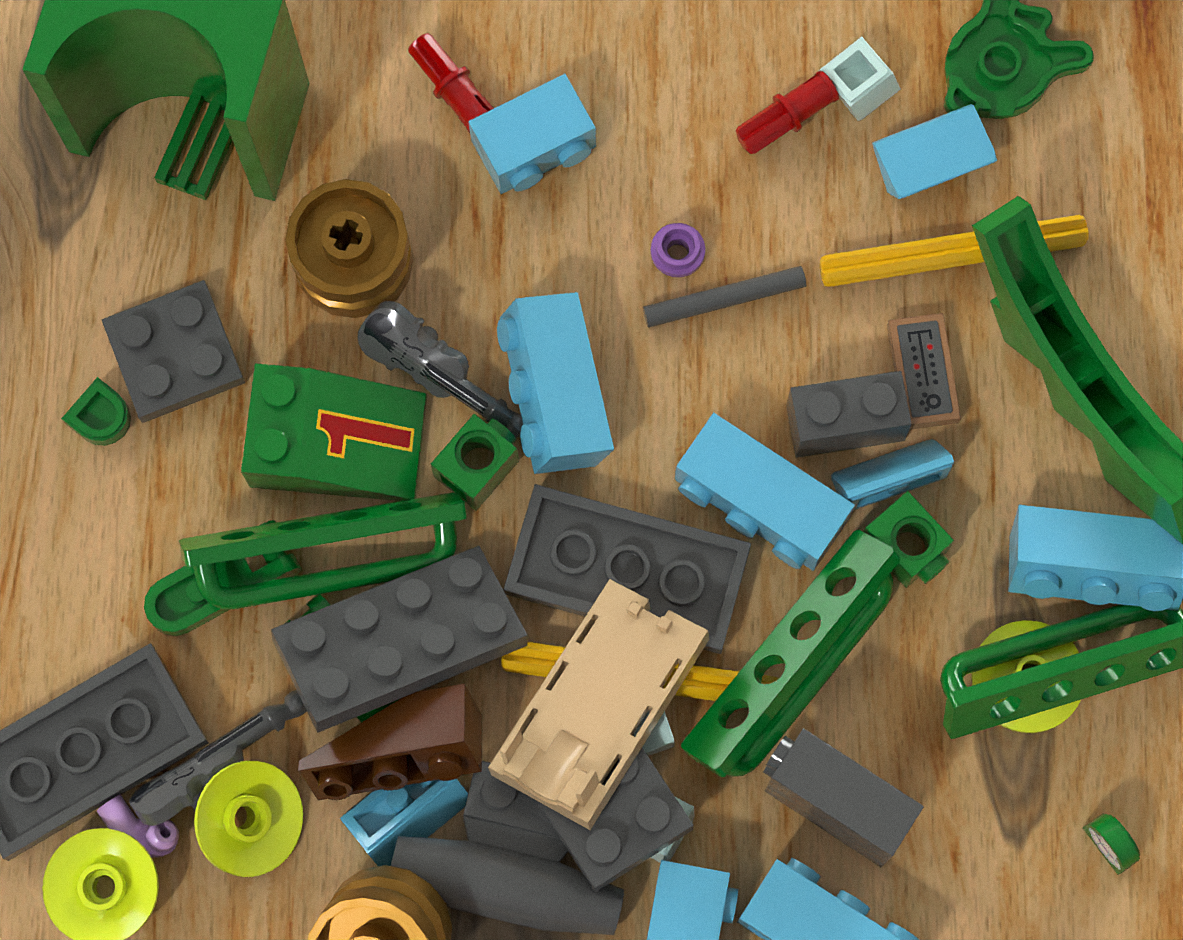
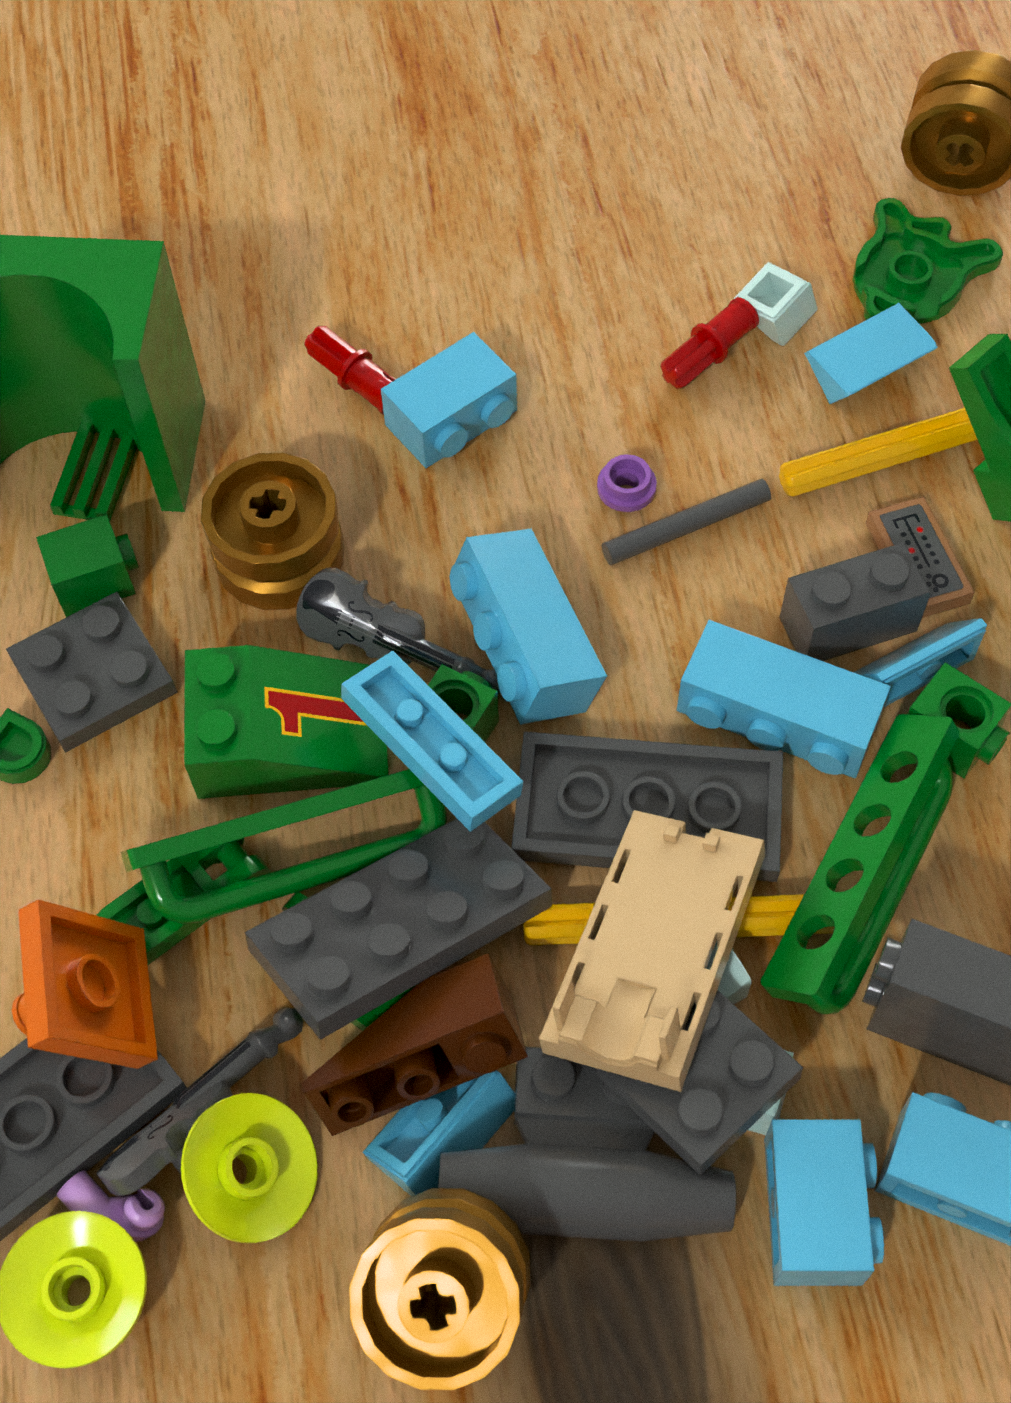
camera: 10 degrees left, 15 degrees down
(137, 657) = (84, 986): none -> orange tile
(182, 250) = (87, 563): none -> green brick
(449, 490) = (432, 740): none -> medium azure plate

